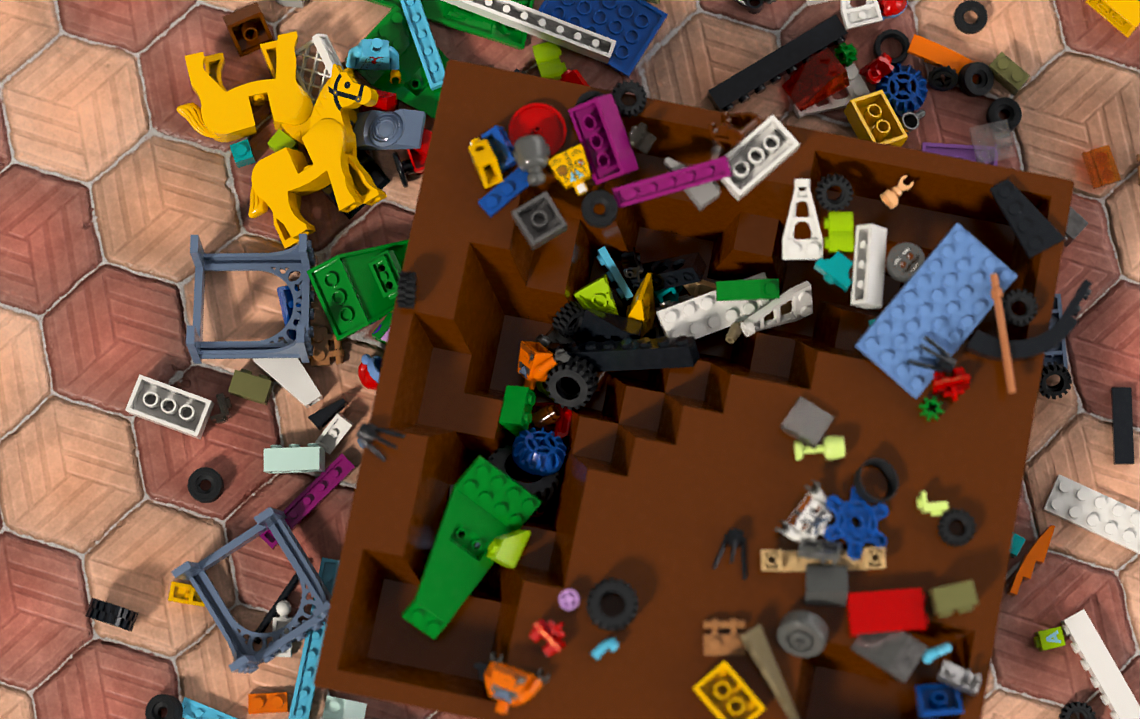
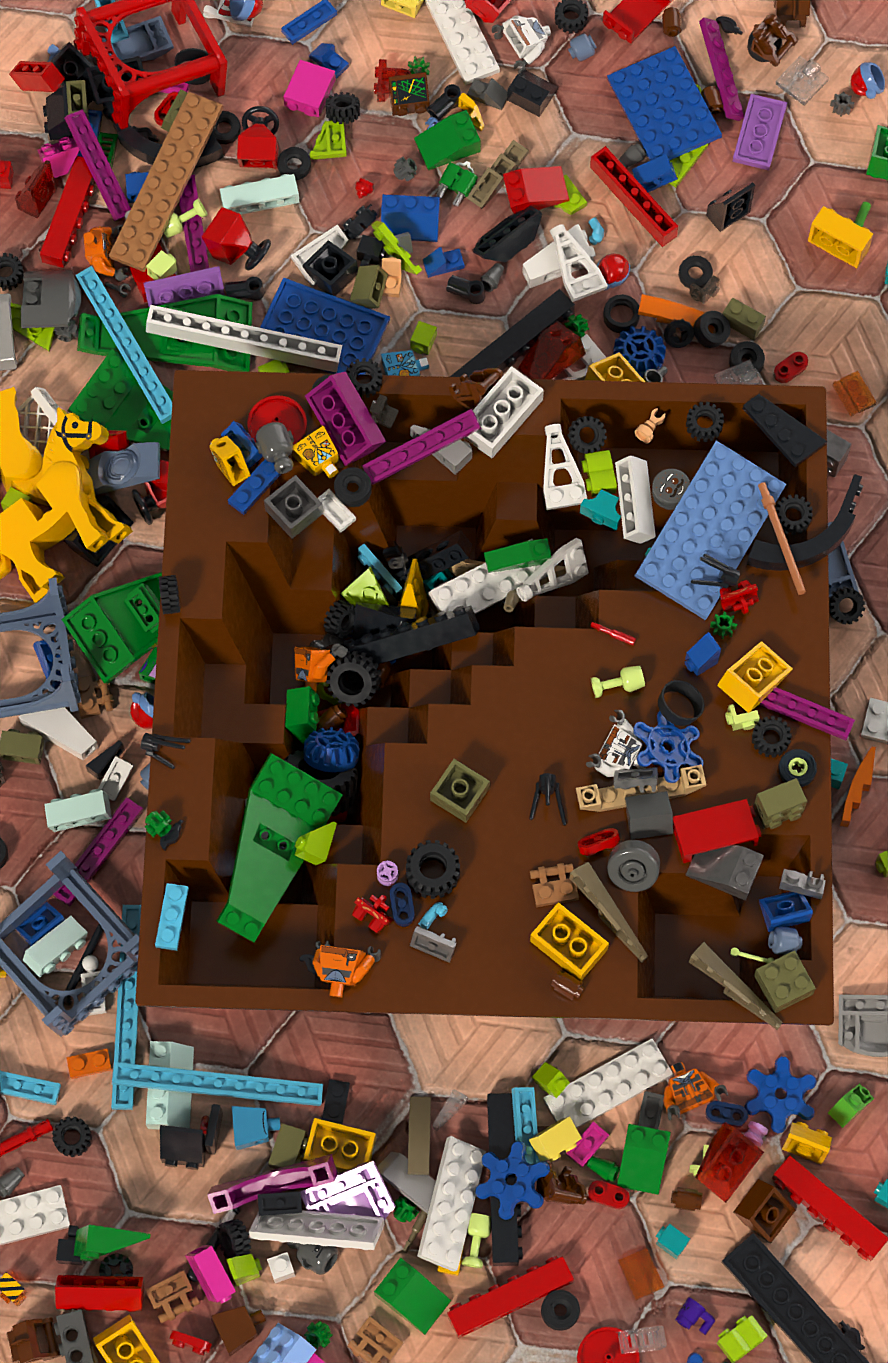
camera: 10 degrees left, 10 degrees down
(243, 563) = (40, 923): none -> blue slope
(253, 588) = (55, 946): none -> light aqua brick
(360, 606) = (171, 916): none -> medium azure plate
(361, 515) = (158, 823): none -> green gear
(371, 526) = (172, 836): none -> black piece
(374, 55) = (98, 398): medium azure torso -> none
(577, 633) = (402, 905): none -> dark blue plate
(579, 229) = (336, 511): none -> white tile
(597, 675) = (433, 944): none -> flat silver plate
(650, 532) = (459, 790): none -> olive brick
(671, 70) = (403, 363): none -> dark azure torso
(696, 41) = (423, 338): none -> lime brick
(773, 603) = (598, 841): none -> red plate
(807, 422) = (600, 658): clear smoke tile -> none
(826, 399) = (615, 634): none -> red piece
(877, 68) = (610, 333): red hips -> none
(905, 437) = (703, 655): none -> blue slope
(935, 652) = (778, 859): medium azure arm -> none
(941, 207) = (709, 411): none -> black tyre
(951, 468) = (754, 676): none -> yellow slope
(981, 38) = (703, 294): none -> clear smoke bracket
(981, 500) = (809, 713): none -> magenta plate
(983, 555) = (803, 760): none -> black bush
(1045, 128) = (791, 366): none -> red plate

